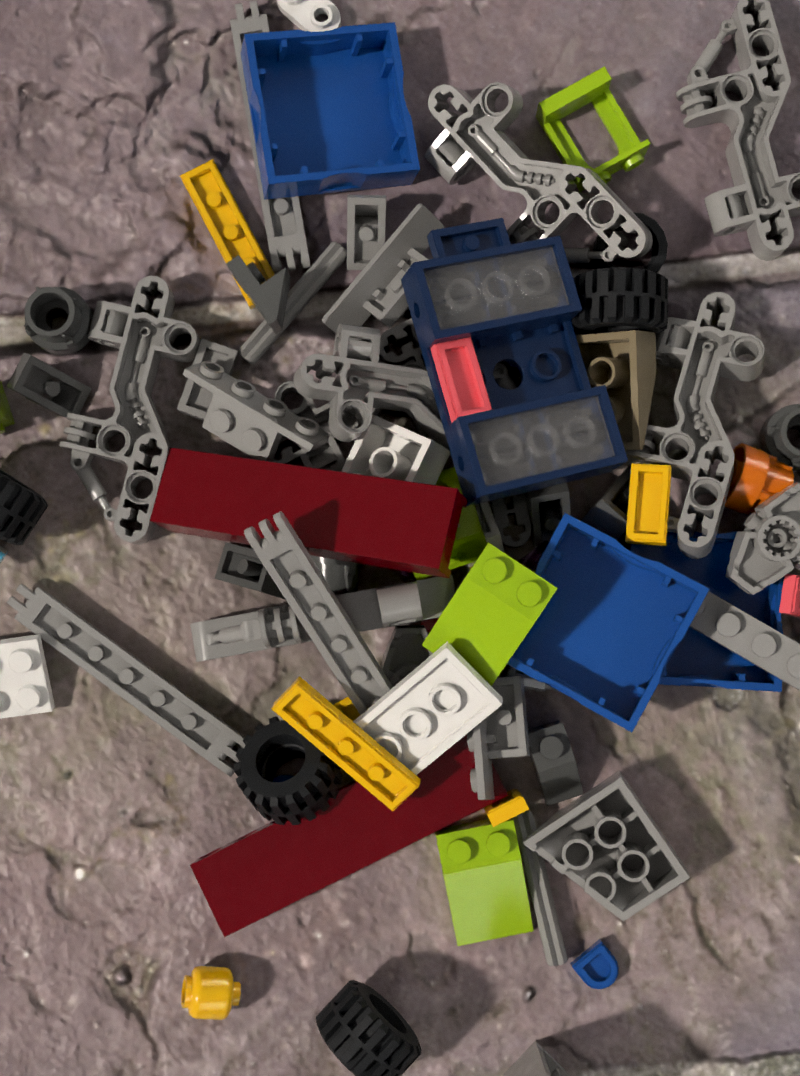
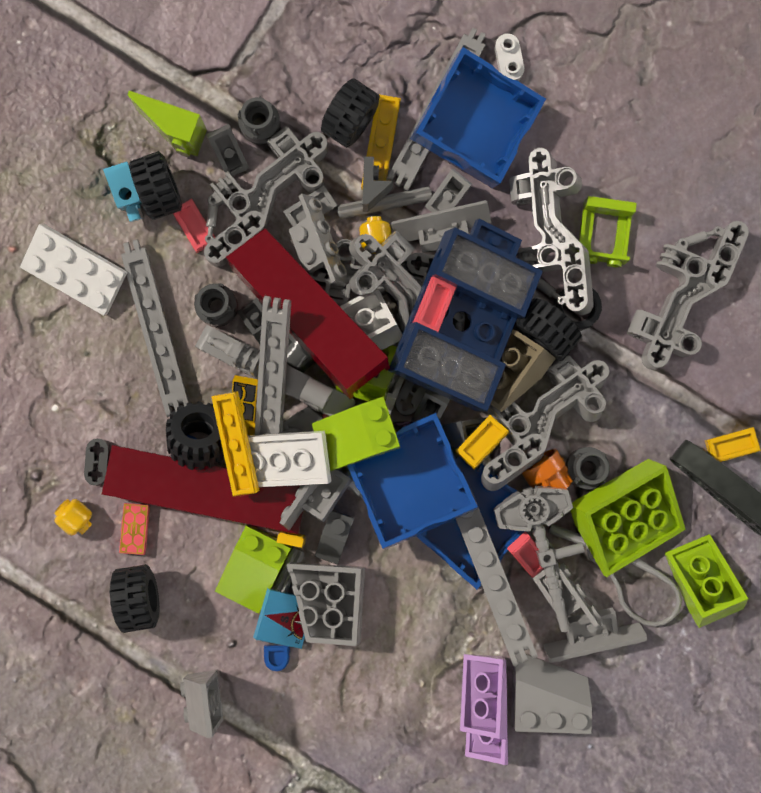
camera: 30 degrees right, 0 degrees up
(76, 512) = (193, 225): none -> coral tile
(162, 590) = (204, 299): none -> dark grey piece
(165, 223) = (350, 112): none -> black tyre
(178, 904) = (91, 461): none -> dark grey beam
(297, 946) = (134, 528): none -> coral tile
(309, 341) = (376, 228): none -> yellow head
(309, 666) = (247, 392): none -> tile
(568, 919) = (280, 620): none -> dark azure tile

